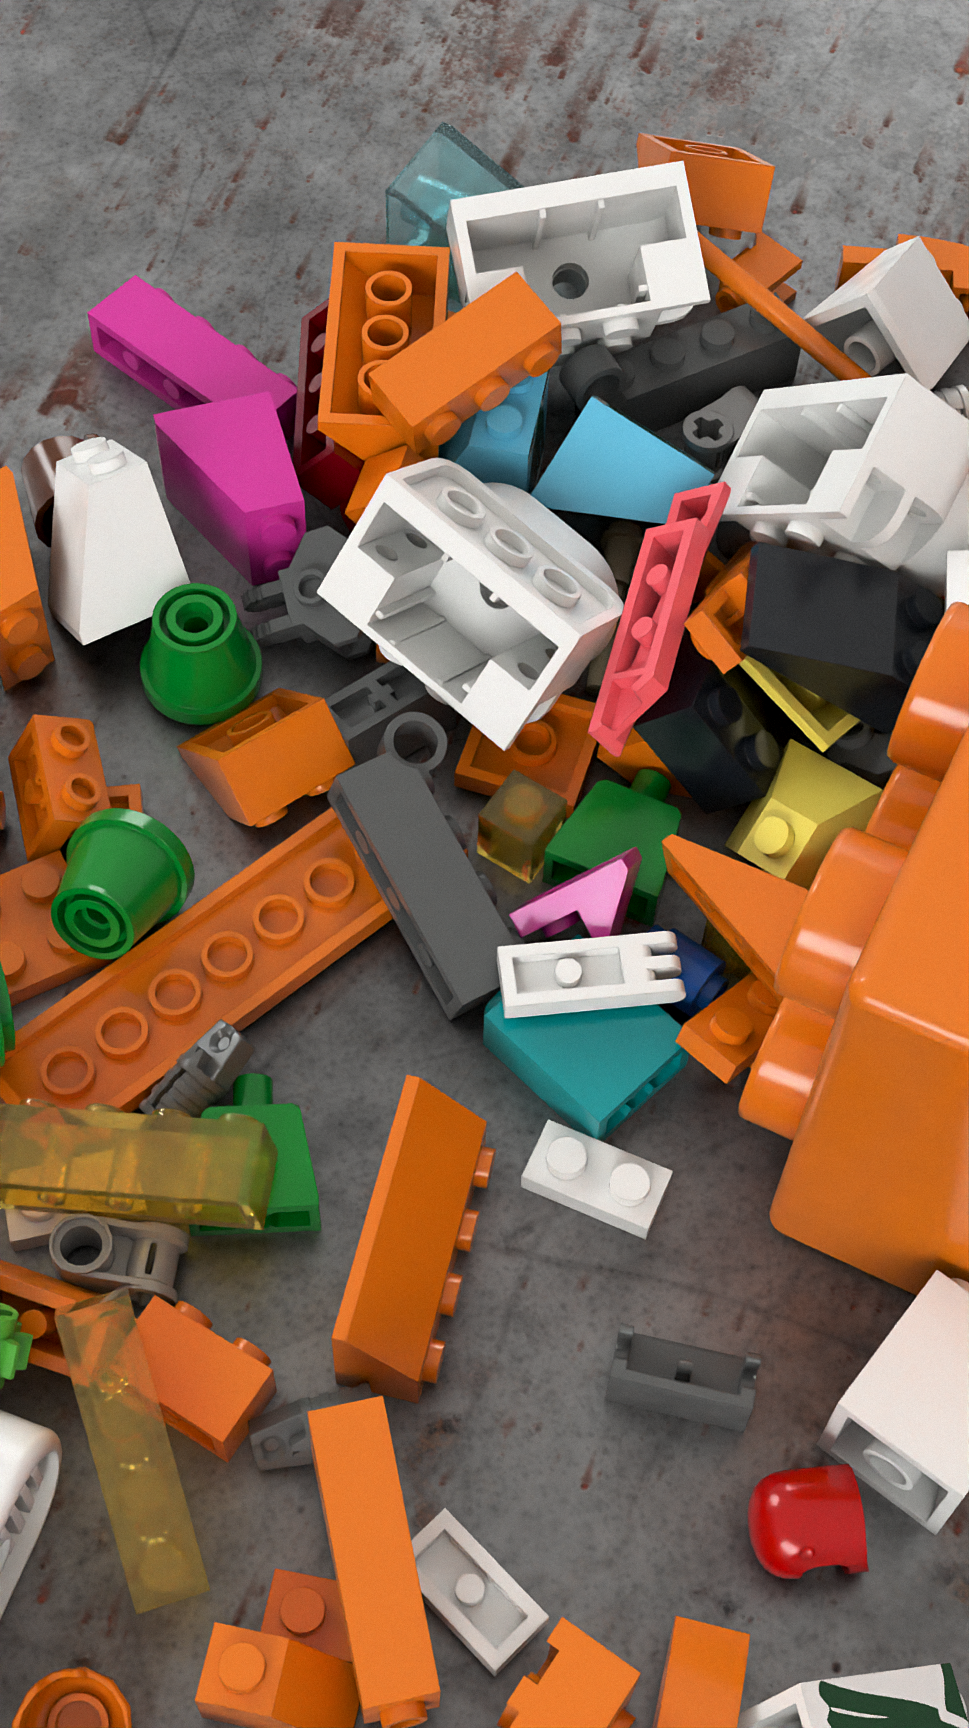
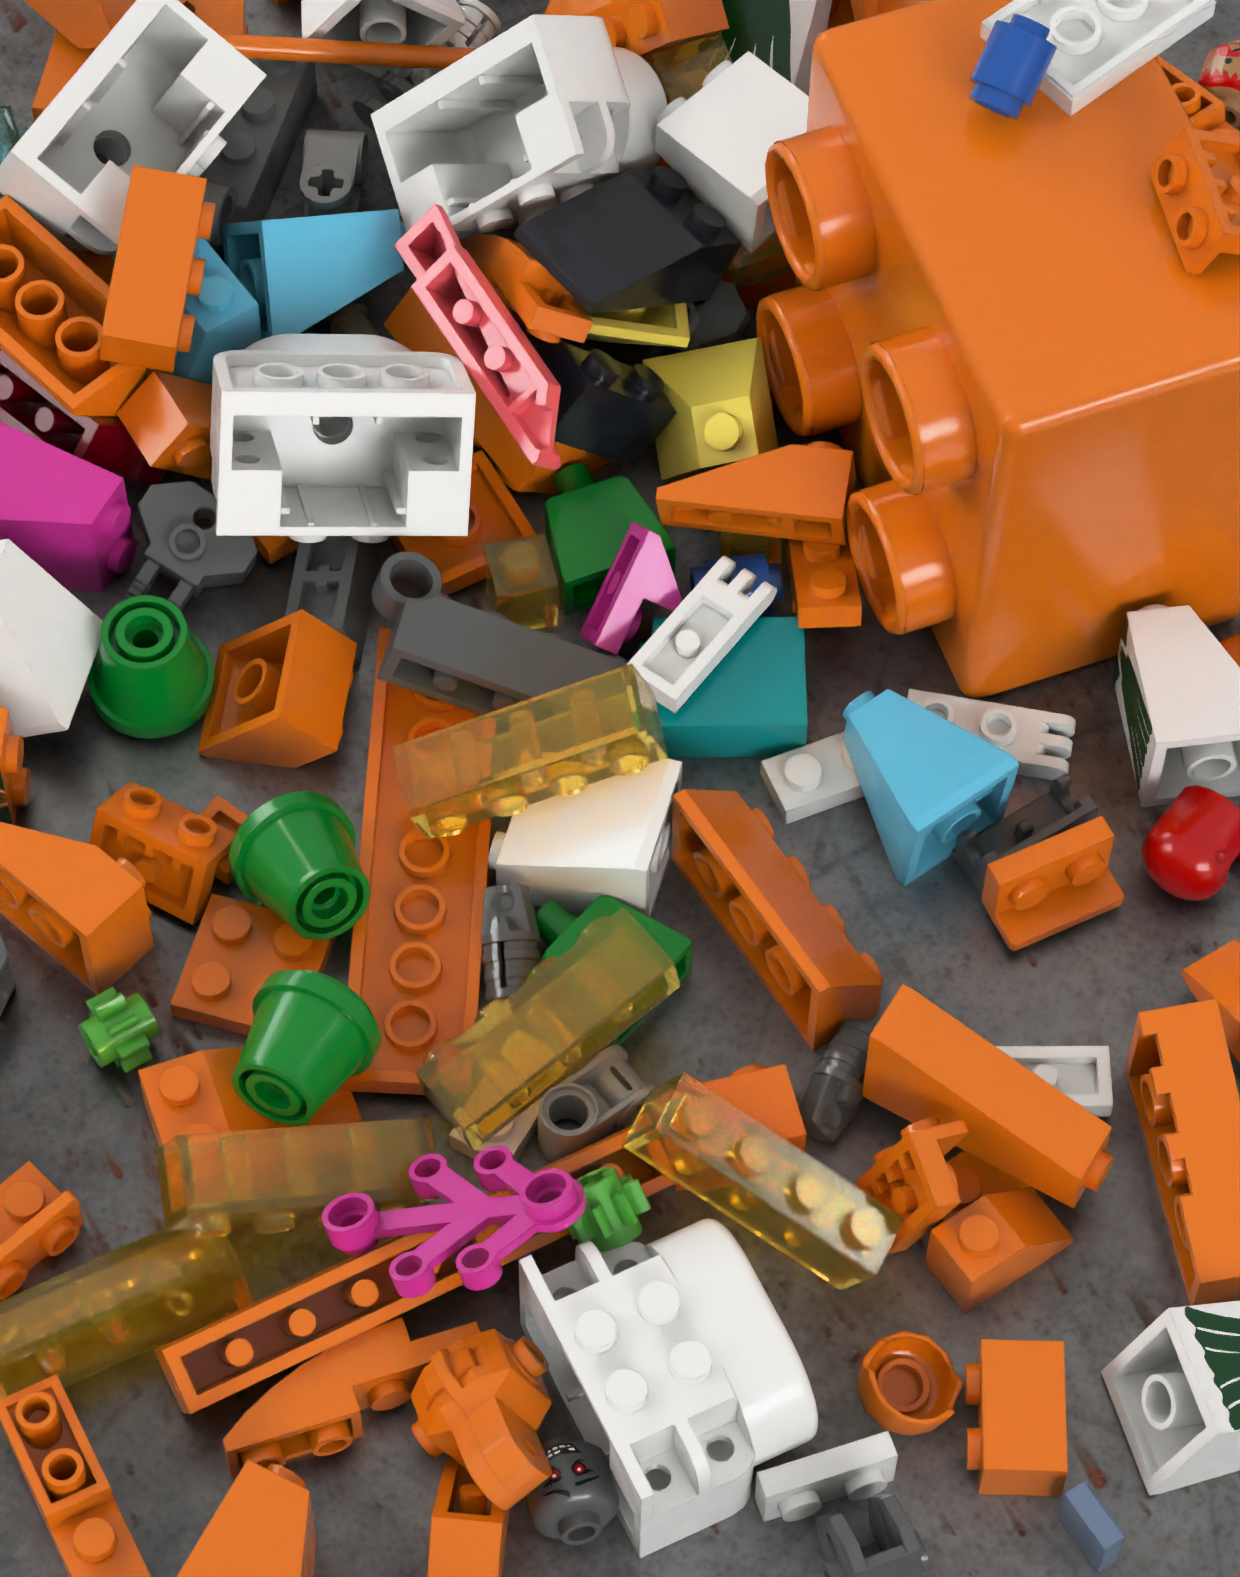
camera: 45 degrees left, 0 degrees up
(242, 1572) = (916, 1178): none -> orange bracket
(345, 1054) = (594, 842): none -> white slope
(352, 946) = (530, 752): none -> clear yellow brick
(636, 1250) = (923, 779): none -> medium azure slope
(655, 1438) = (1052, 884): none -> orange bracket
(750, 1265) = (1031, 736): none -> white hinge

